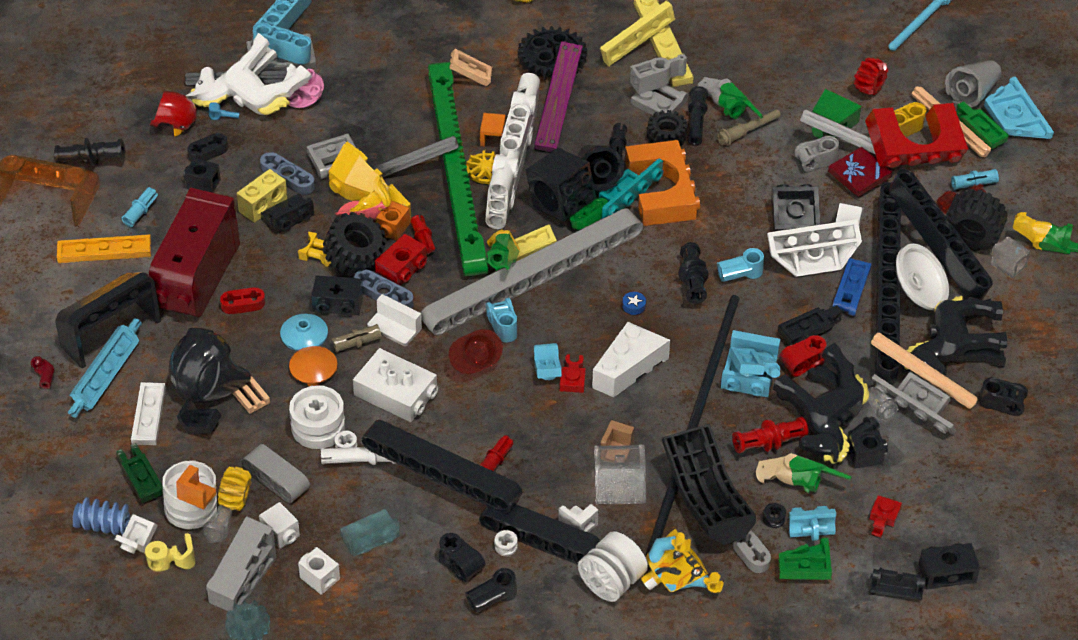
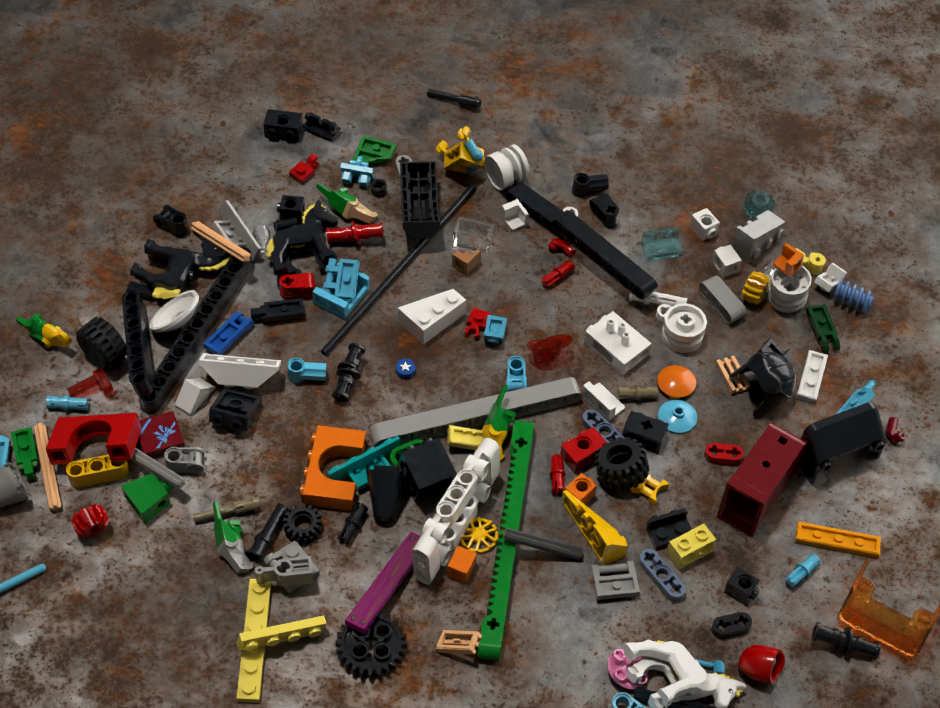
camera: 165 degrees left, 5 degrees up
(370, 205) = (606, 503): yellow hair -> none

